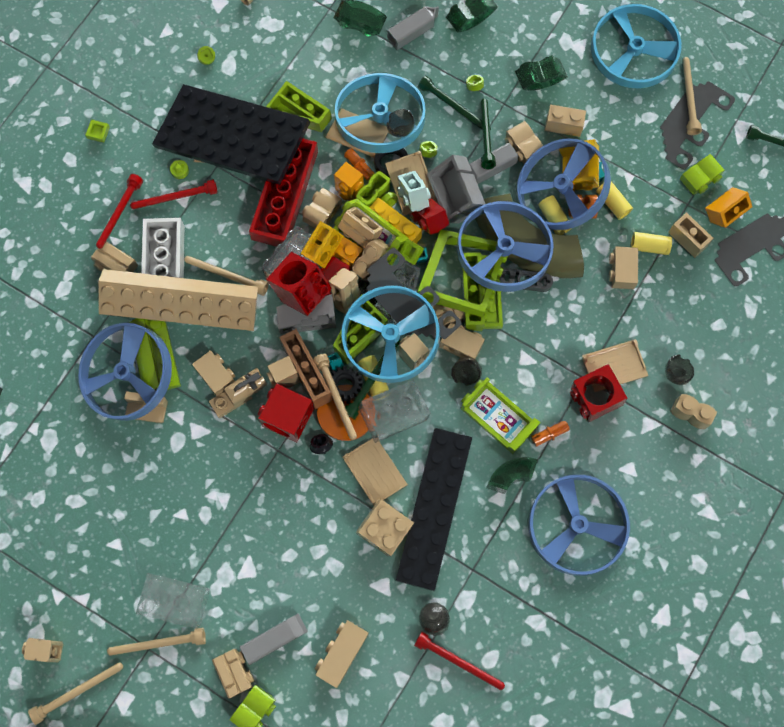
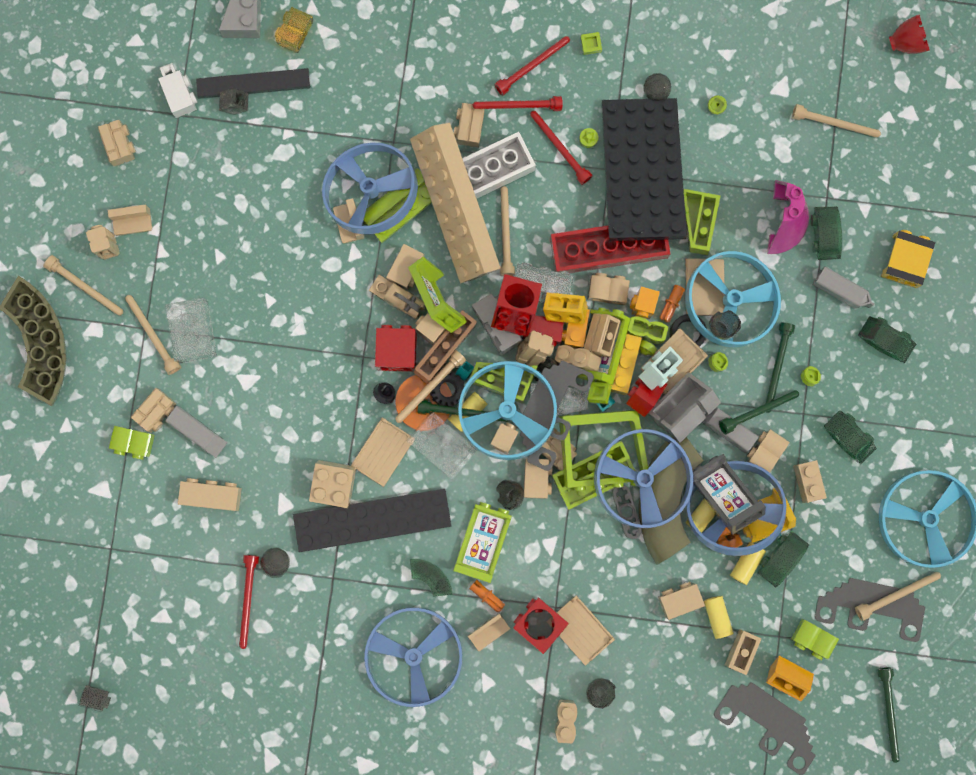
camera: 65 degrees right, 10 degrees up
(35, 614) = (131, 219): none -> tan panel
(95, 219) = (504, 85): none -> red piece
(165, 95) = (657, 87): none -> clear smoke hair
(275, 348) = (425, 277): none -> lime panel
(326, 24) = (794, 221): none -> dark pink cone
(550, 183) = (727, 494): none -> panel
(583, 446) = (488, 632): none -> tan panel
(623, 169) = (783, 558): none -> clear green brick

